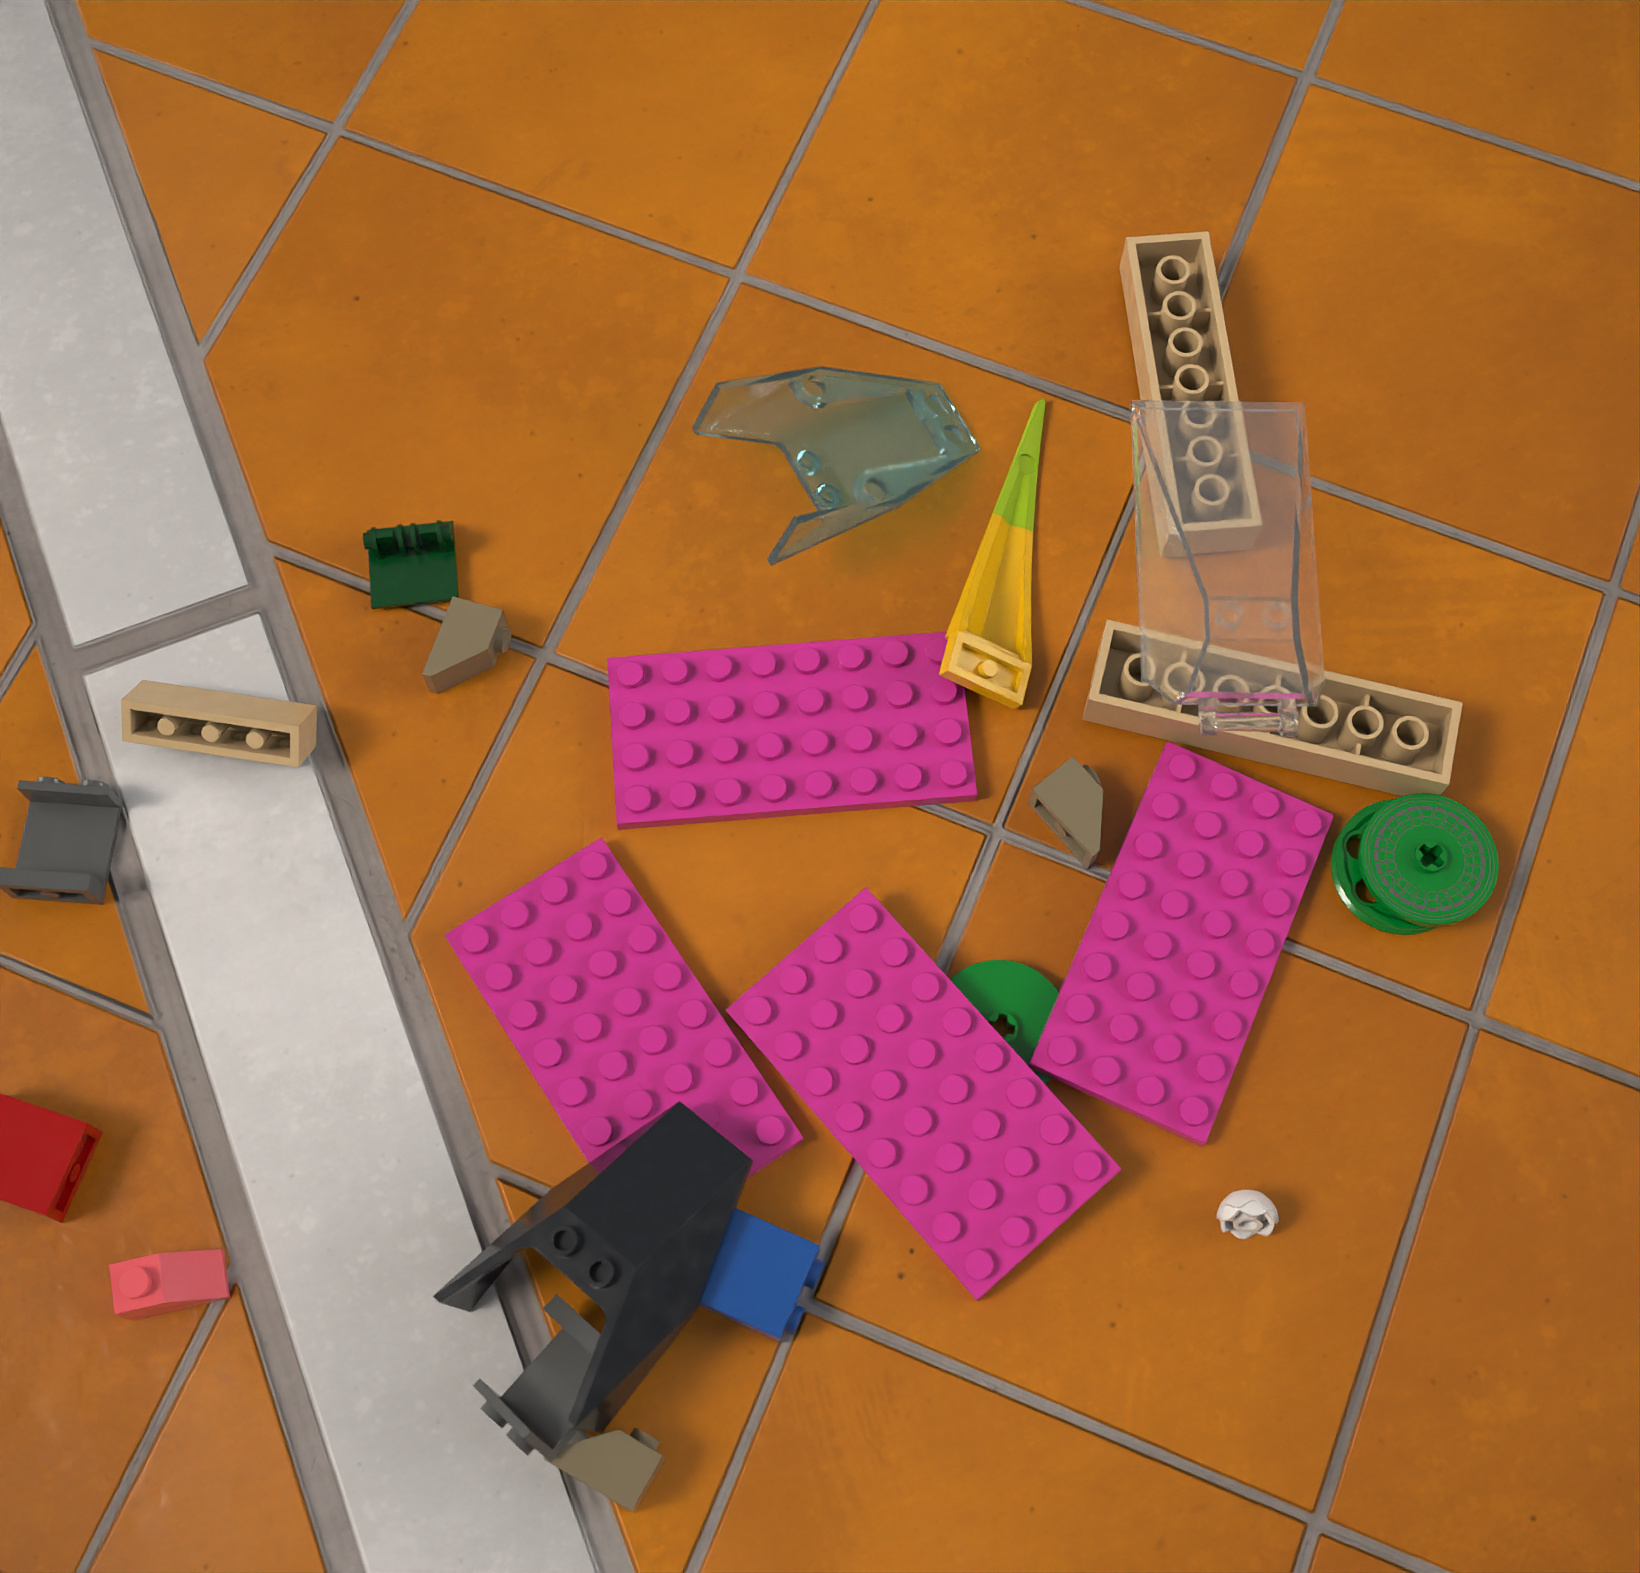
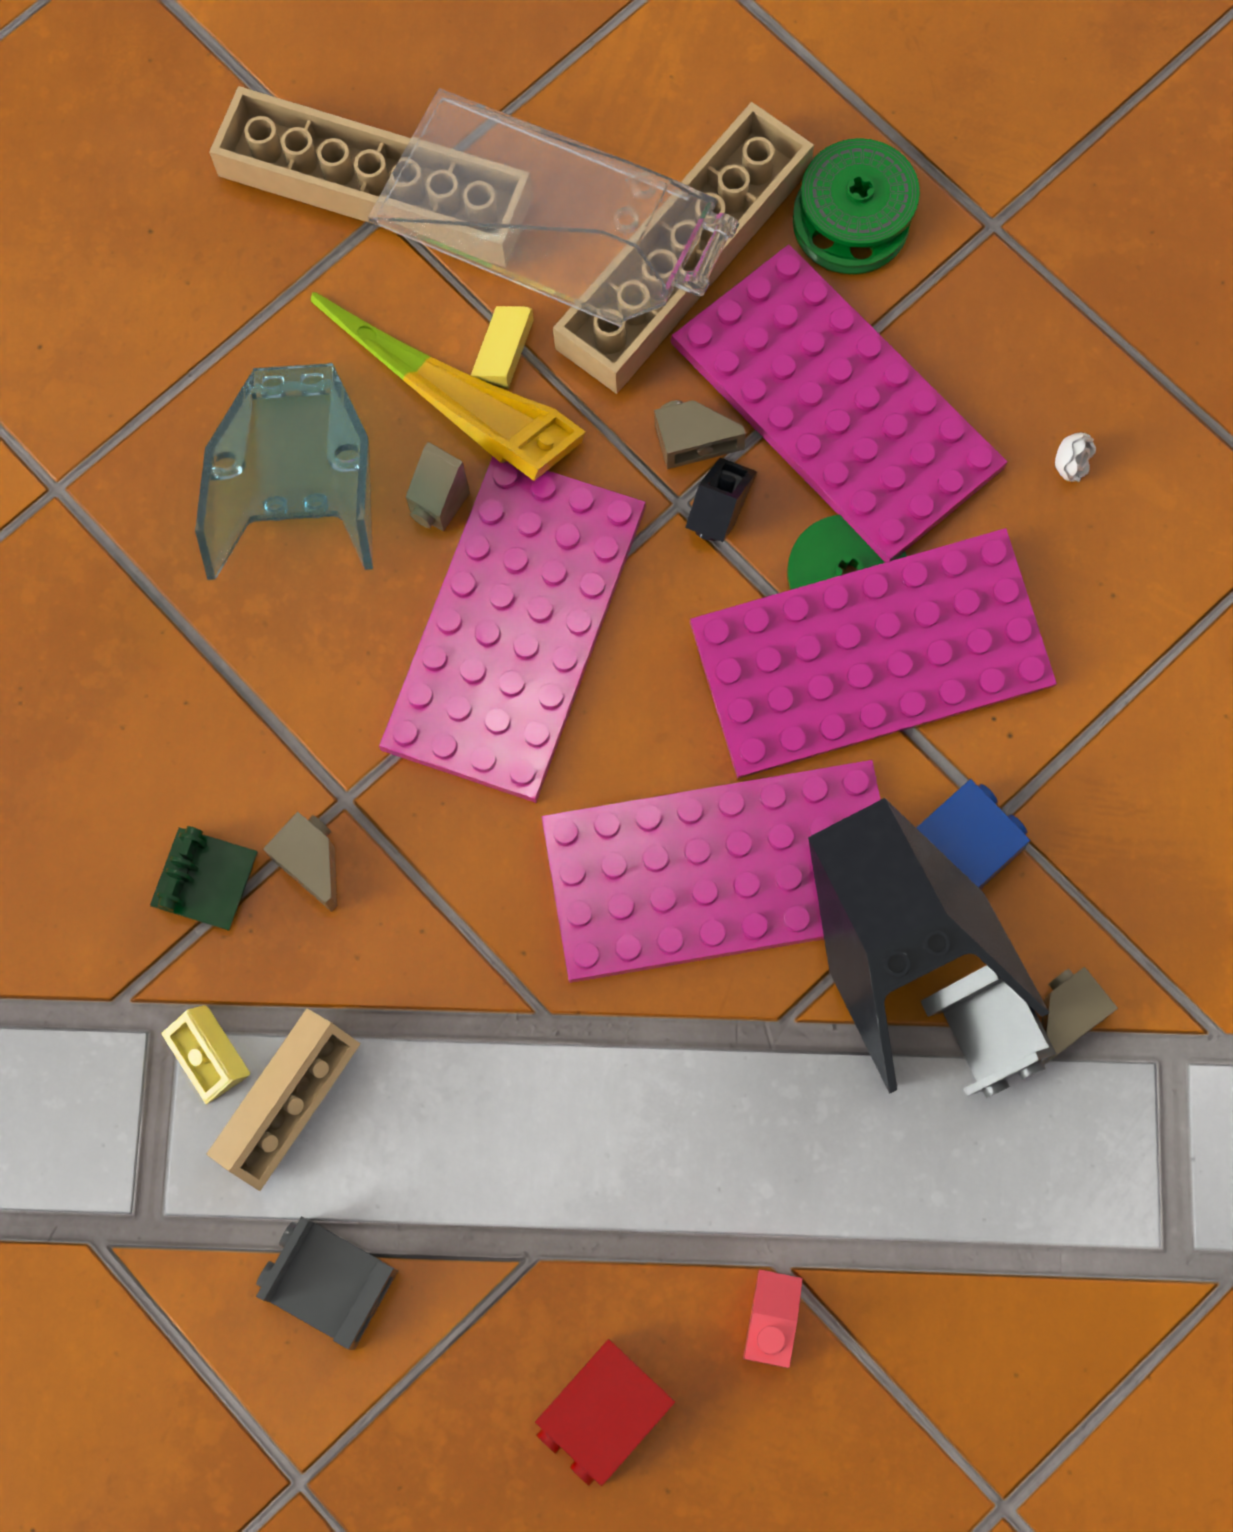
camera: 60 degrees left, 5 degrees up
(247, 641) = (205, 1053): none -> light yellow slope
(888, 592) = (437, 488): none -> dark tan slope
(1015, 865) = (720, 500): none -> black slope
(1078, 592) = (503, 345): none -> light yellow slope

